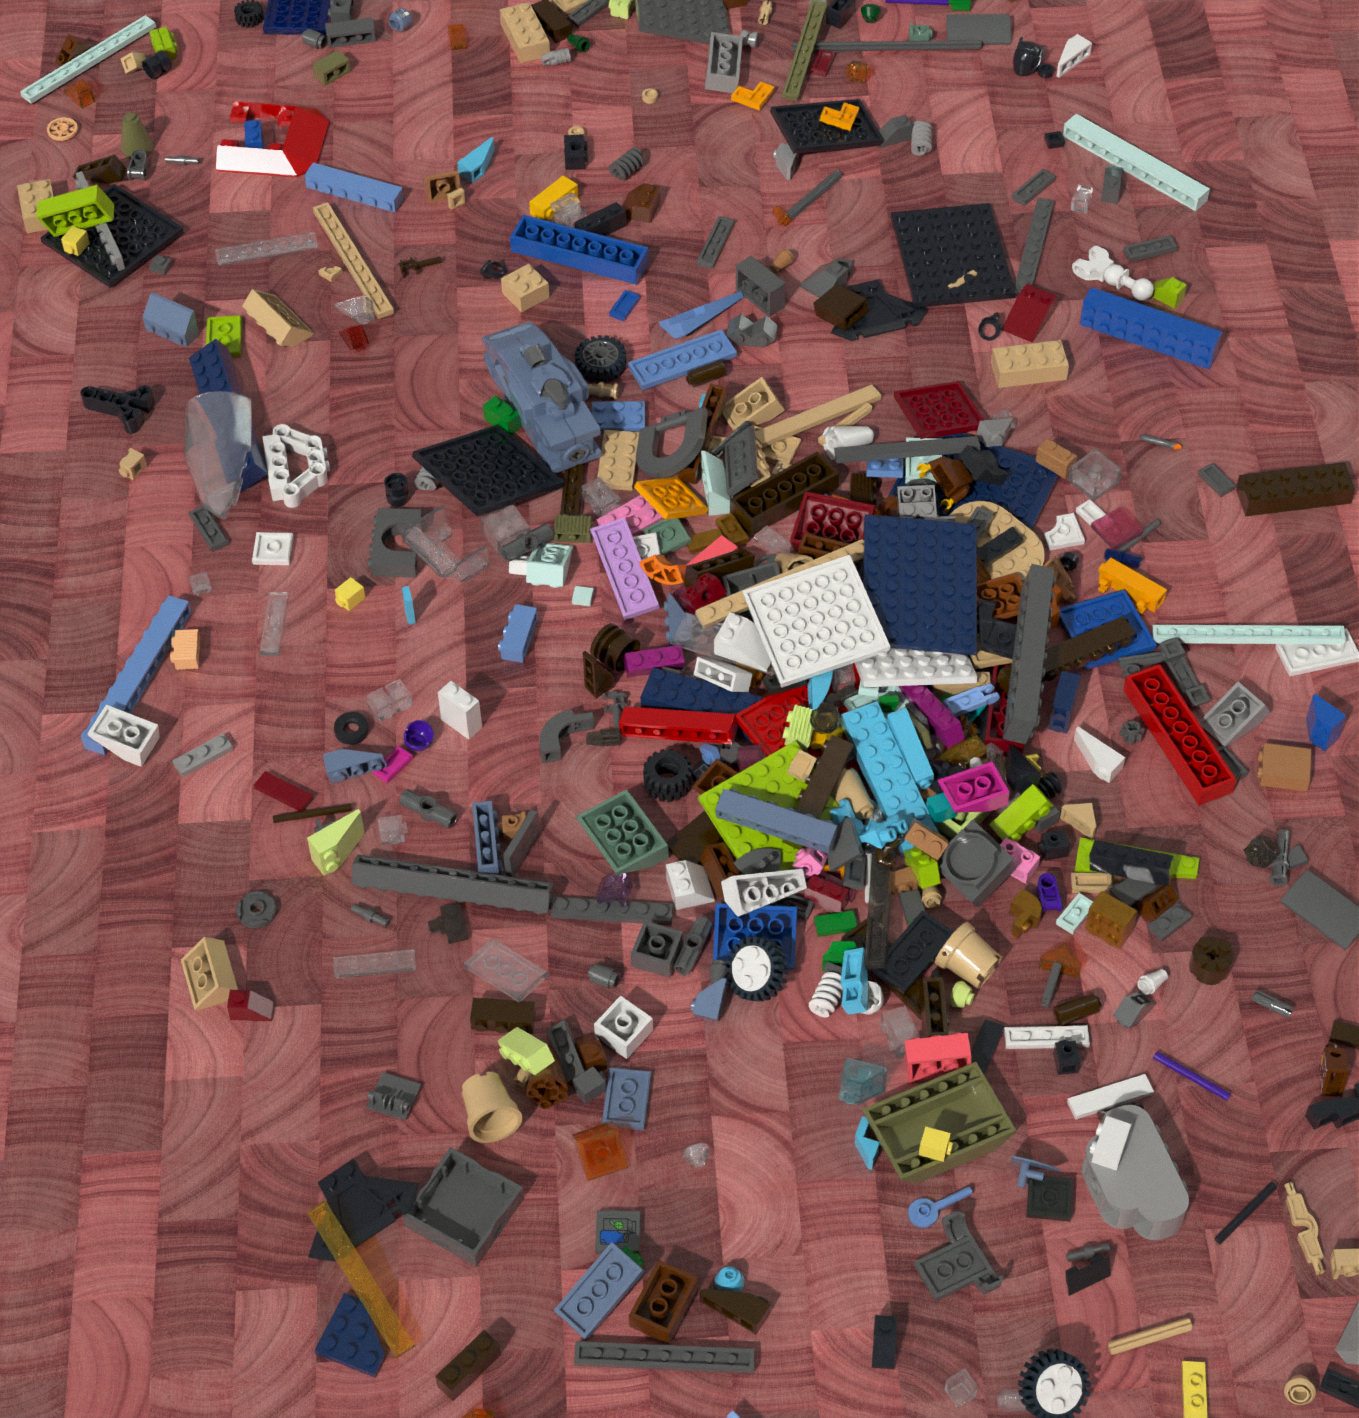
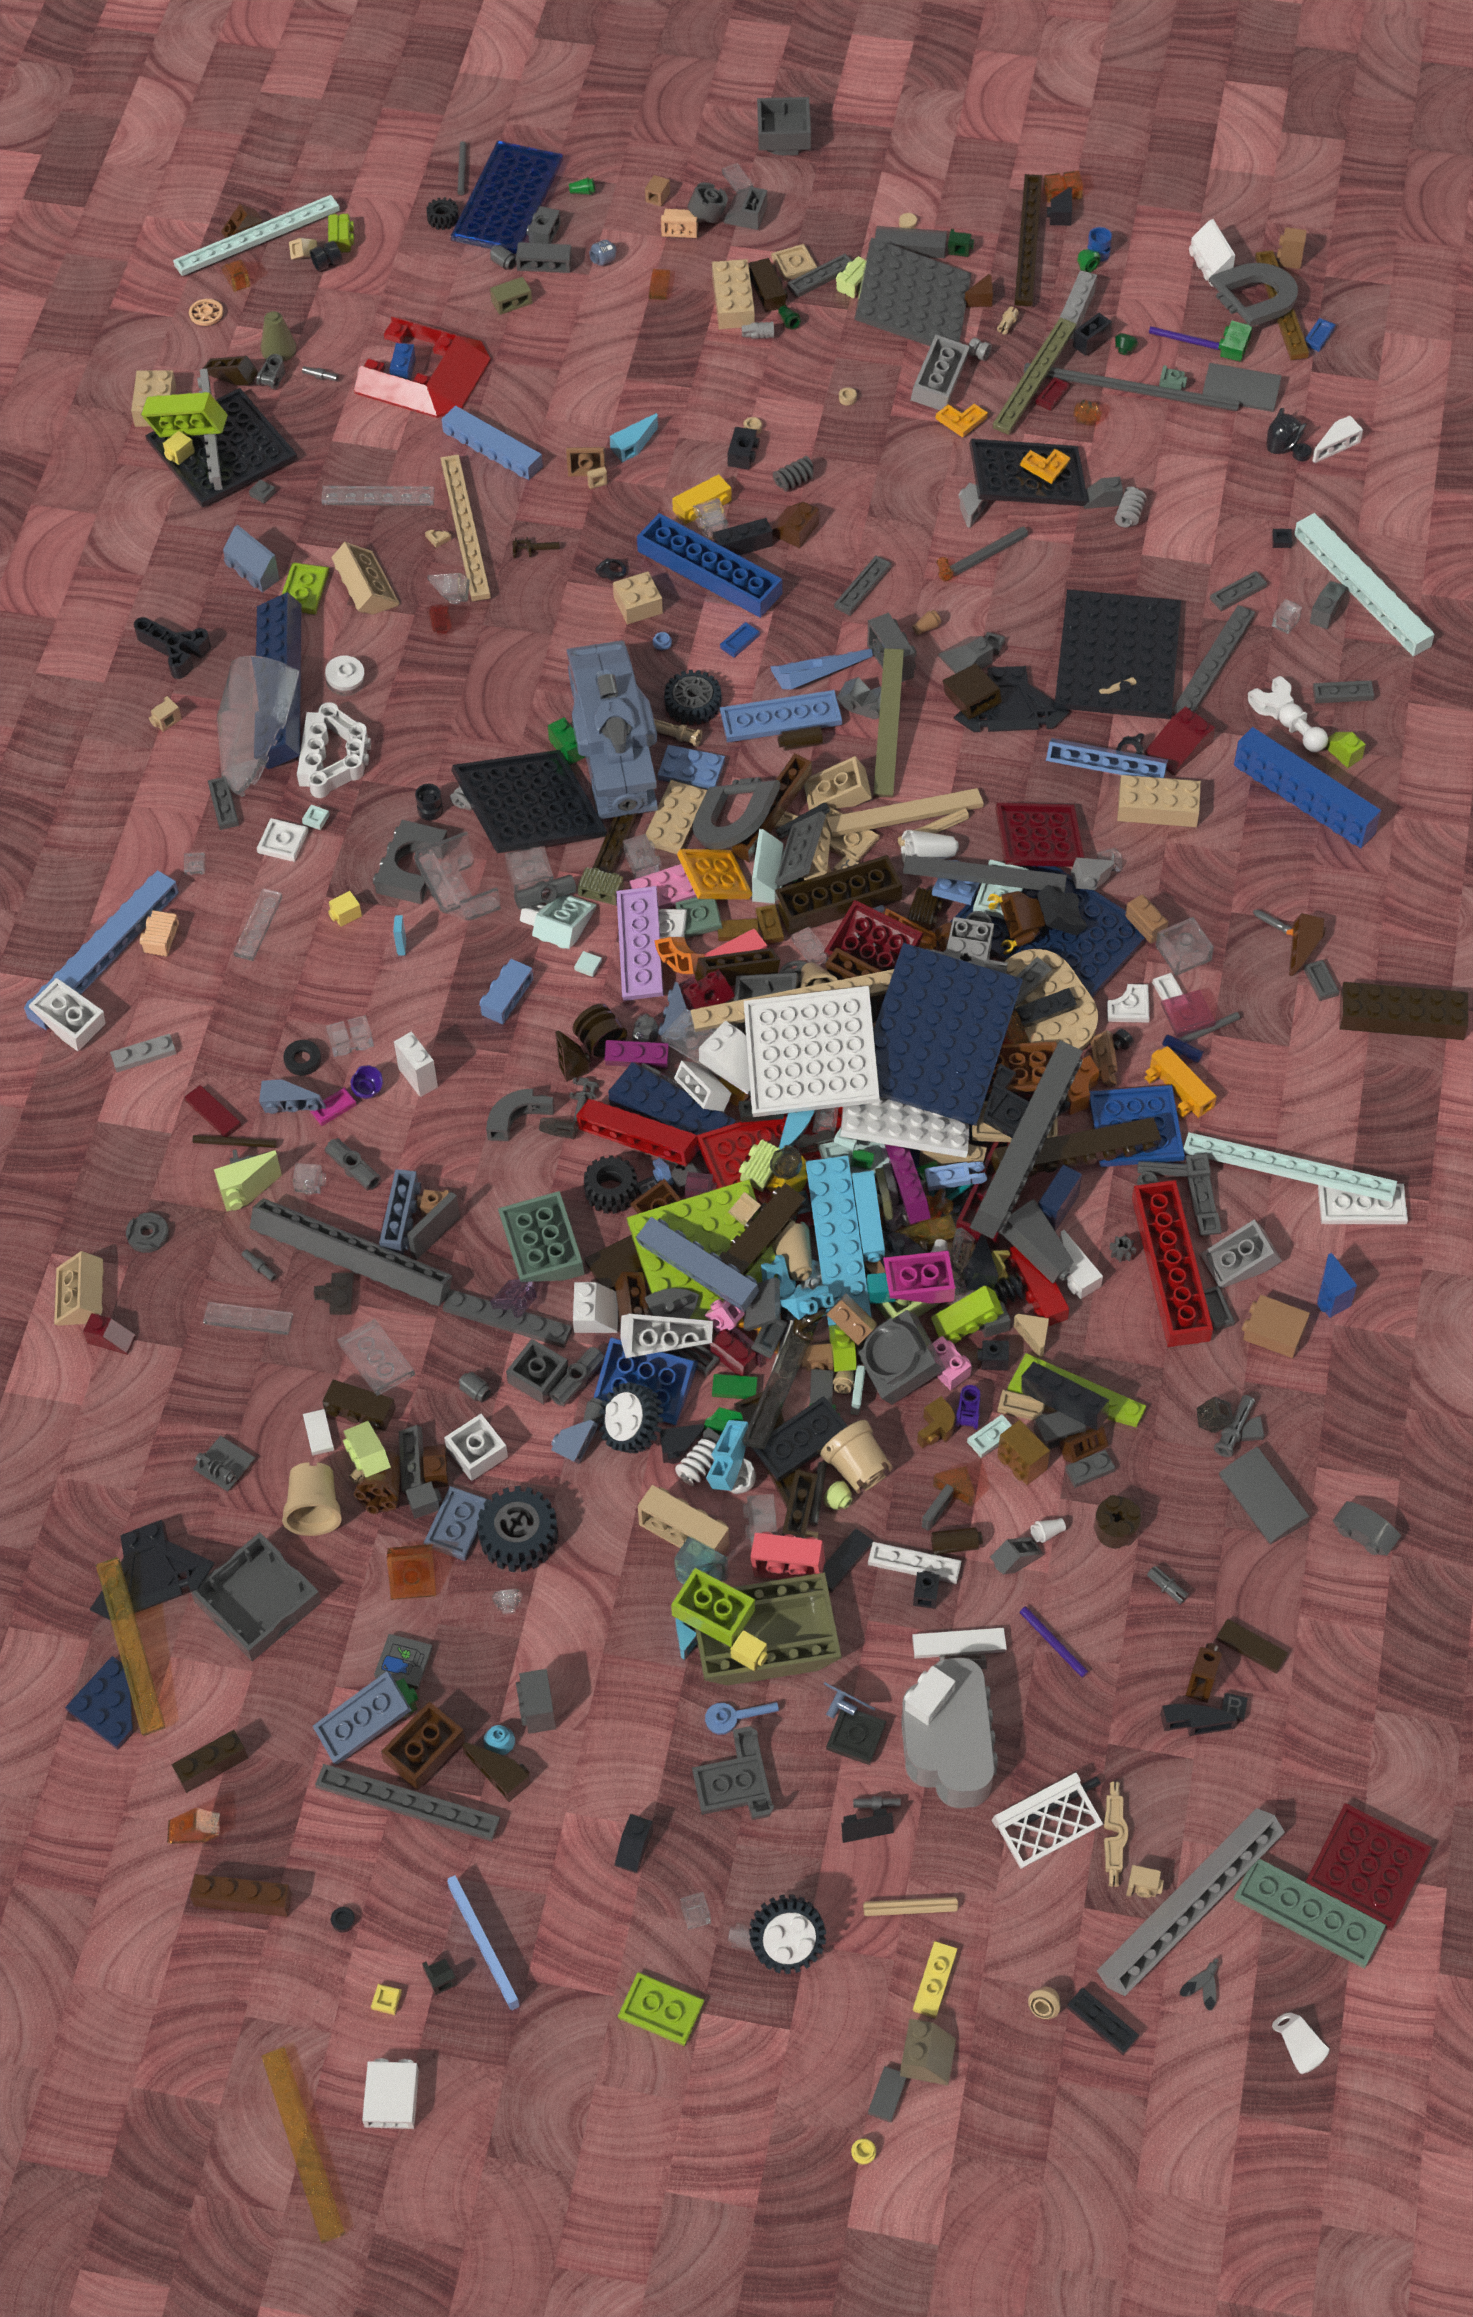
camera: 15 degrees right, 5 degrees up
(285, 400) = (344, 675): none -> white piece
(297, 523) = (315, 817): none -> light aqua plate
(472, 1048) = (318, 1432): none -> white tile
(557, 319) = (662, 641): none -> medium blue plate
(653, 637) = (645, 1029): none -> dark grey rock
(700, 1098) = (529, 1542): none -> black wheel
(755, 1236) = (535, 1701): none -> dark grey brick
(780, 345) = (888, 723): none -> olive tile
(804, 981) = (679, 1442): none -> black slope
(828, 1048) = (677, 1521): none -> tan brick
(891, 1113) = (713, 1607): none -> lime brick
(946, 901) = (858, 1387): none -> light aqua tile
(972, 339) = (1105, 759): none -> medium blue brick
(1063, 741) = (1038, 1241): none -> dark grey slope
(1072, 776) = (1039, 1290): none -> red brick
(1192, 448) = (1306, 935): none -> reddish brown slope
(1230, 1216) = (1038, 1801): none -> white fence

